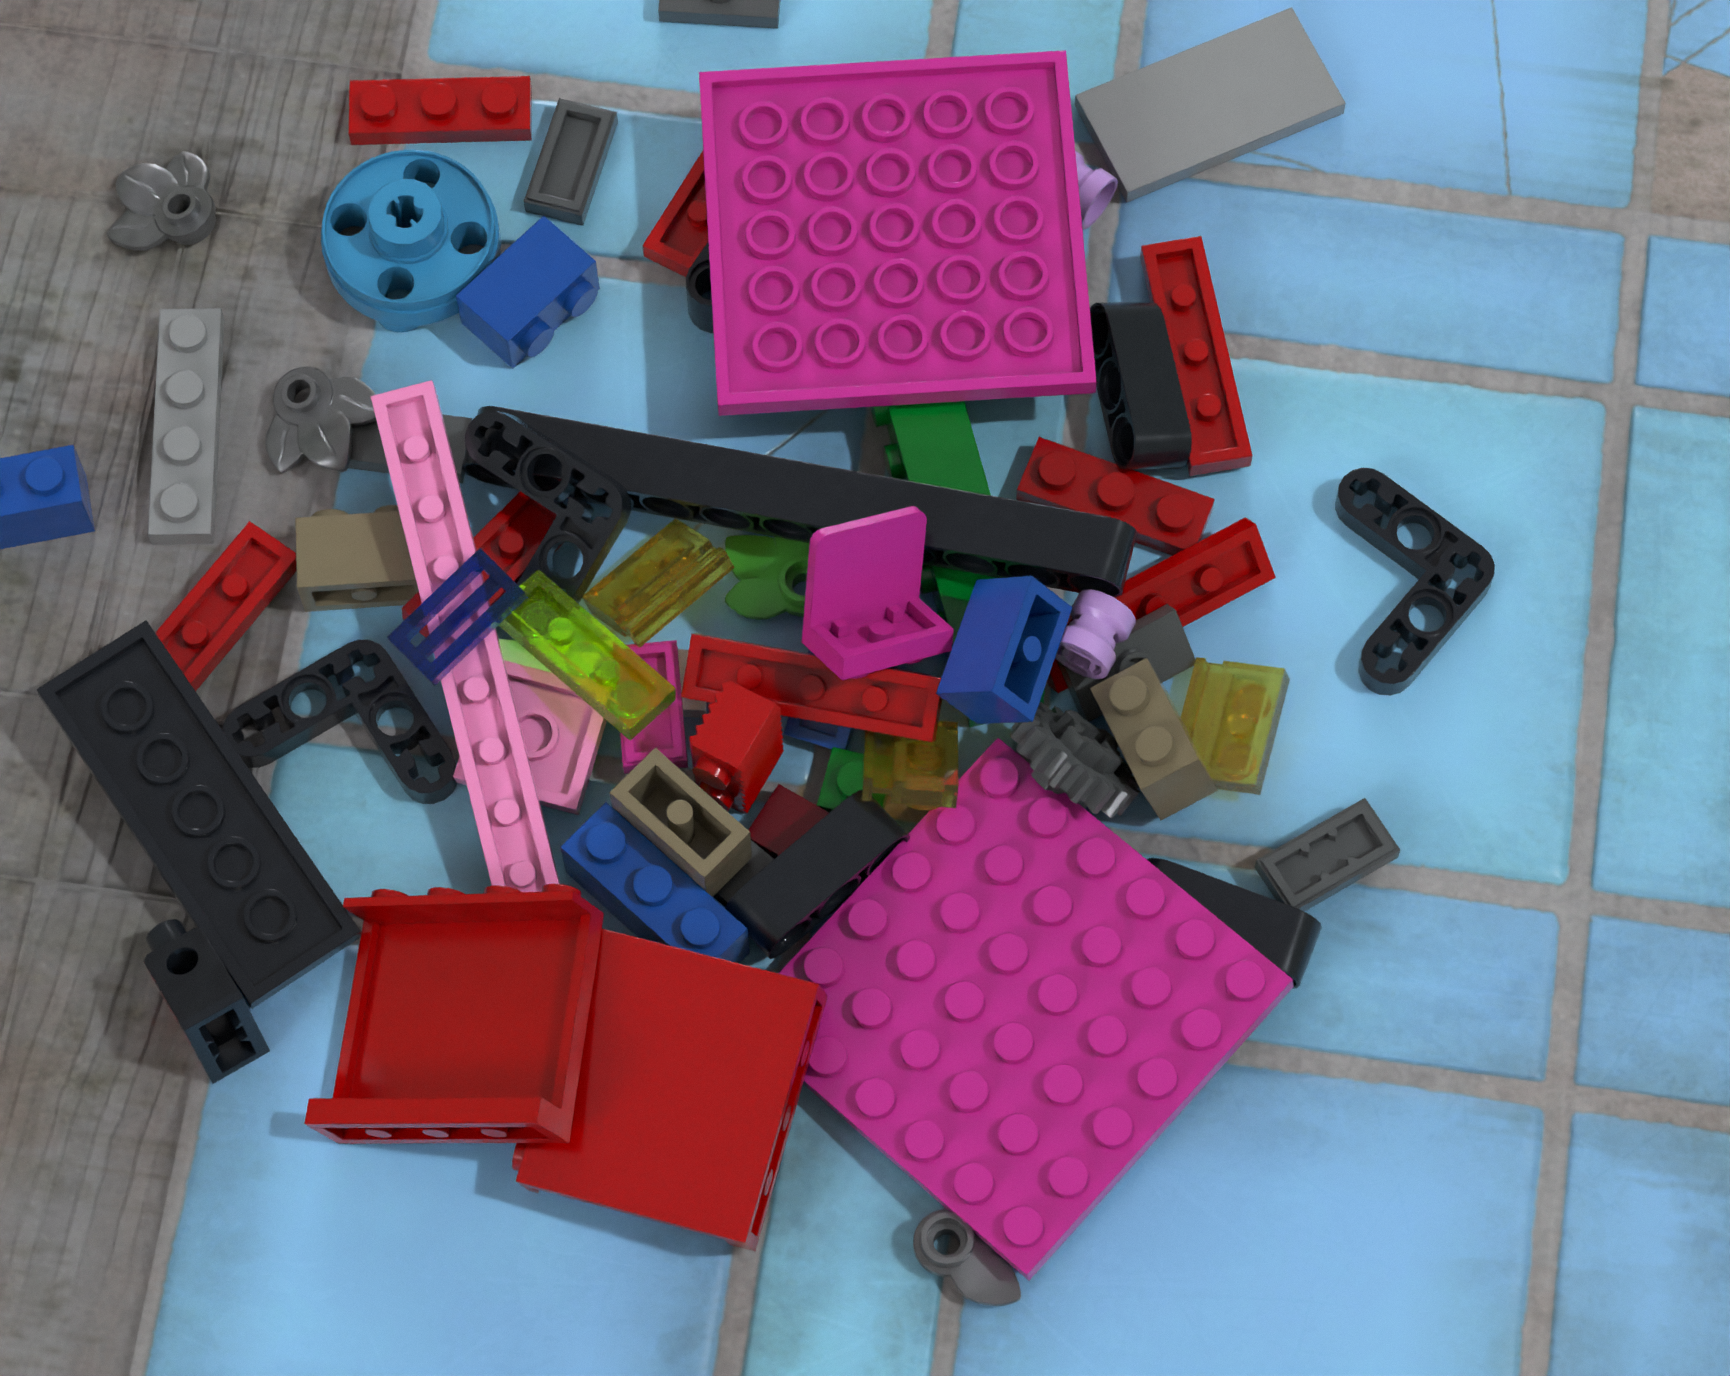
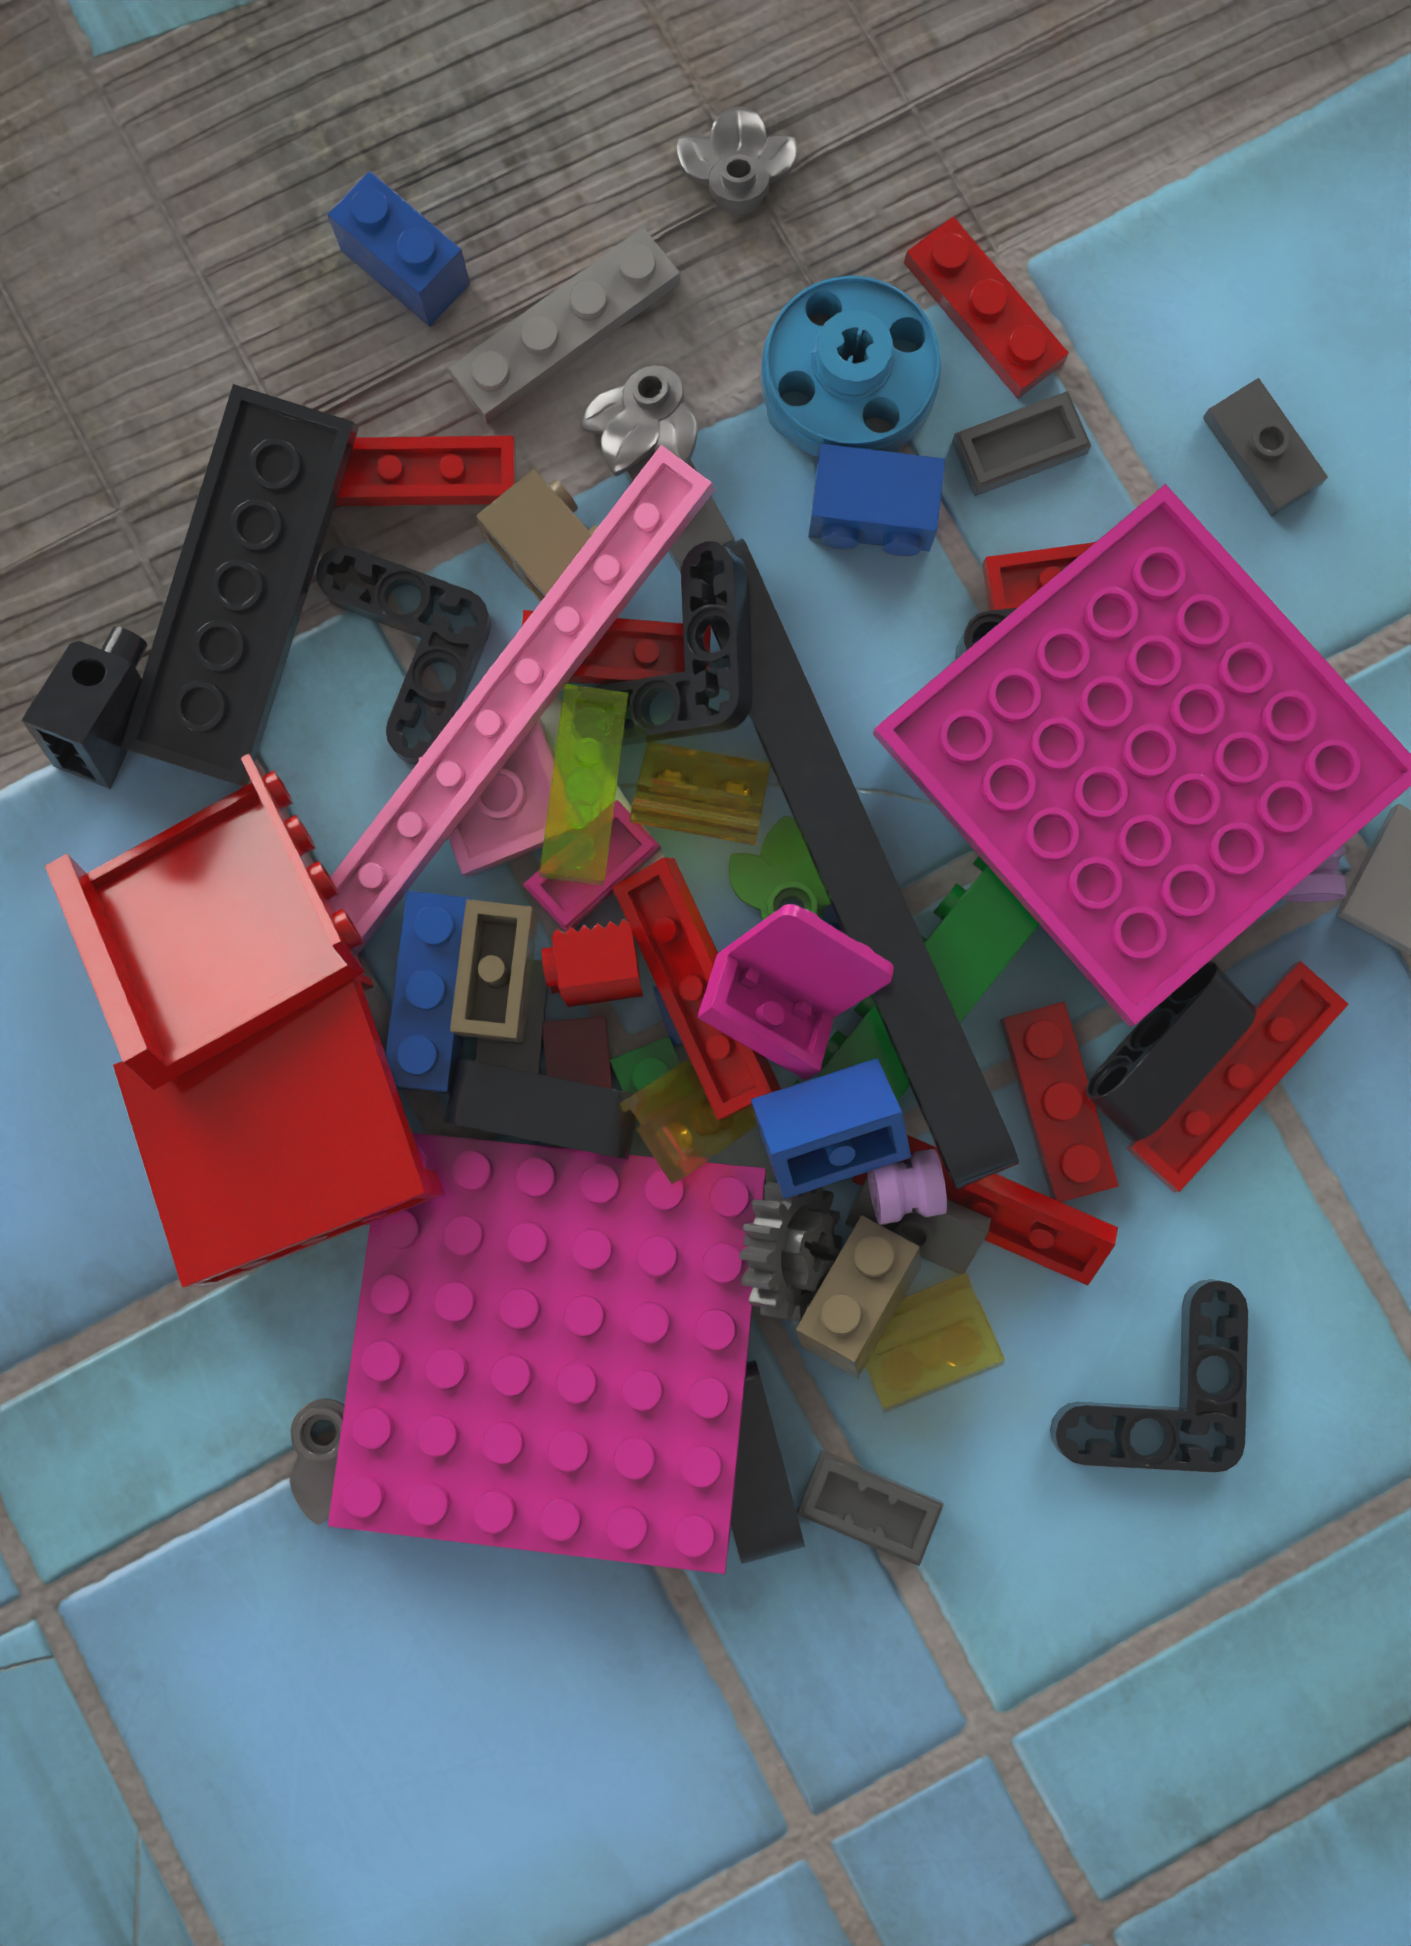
camera: 50 degrees right, 15 degrees up
(473, 635) = (582, 669): clear blue tile -> none

